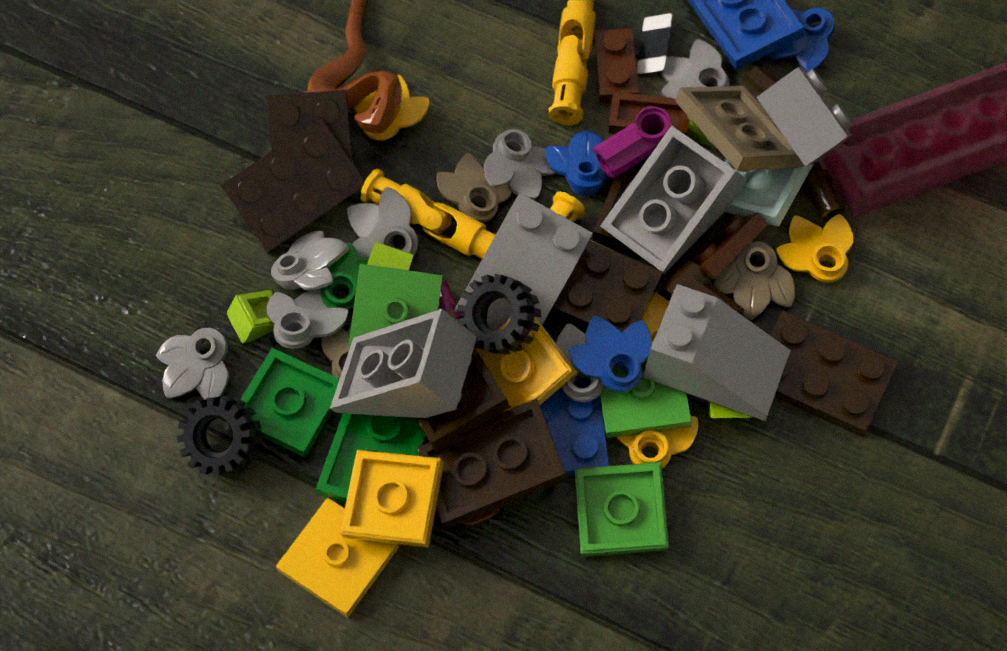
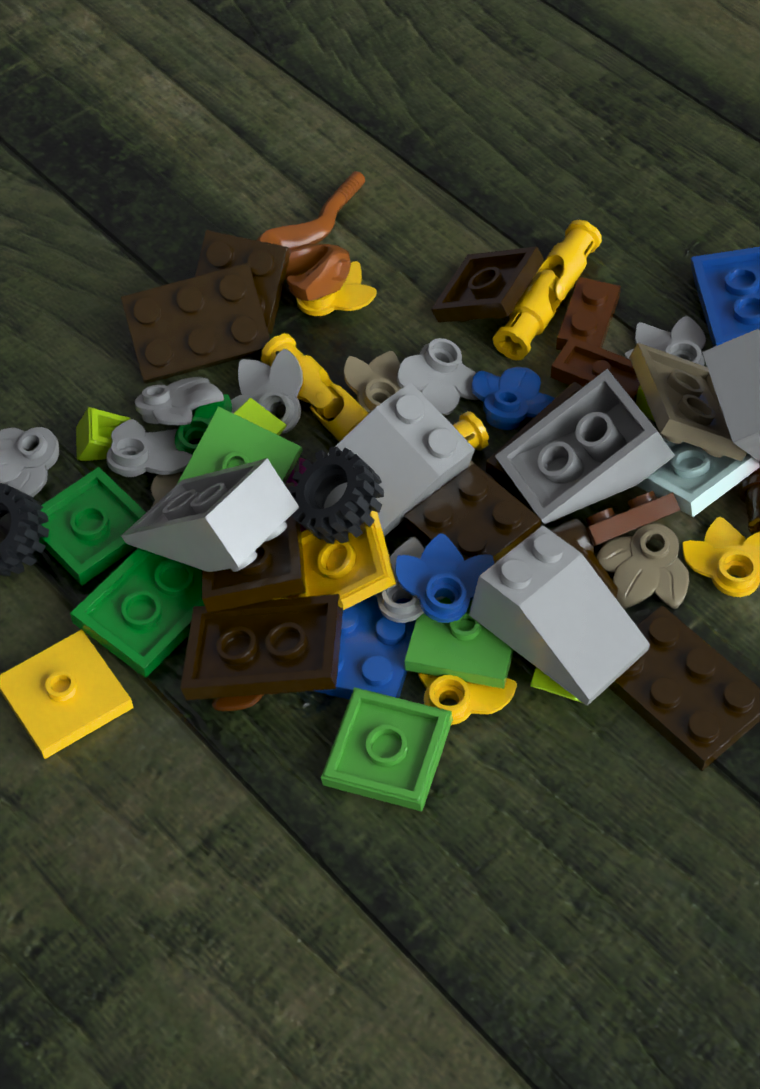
camera: 20 degrees right, 10 degrees down
(392, 498) = (141, 646): yellow plate -> none
(524, 66) = (487, 285): none -> dark brown plate
(632, 143) = (552, 387): magenta piece -> none
(654, 43) = (639, 308): sticker -> none

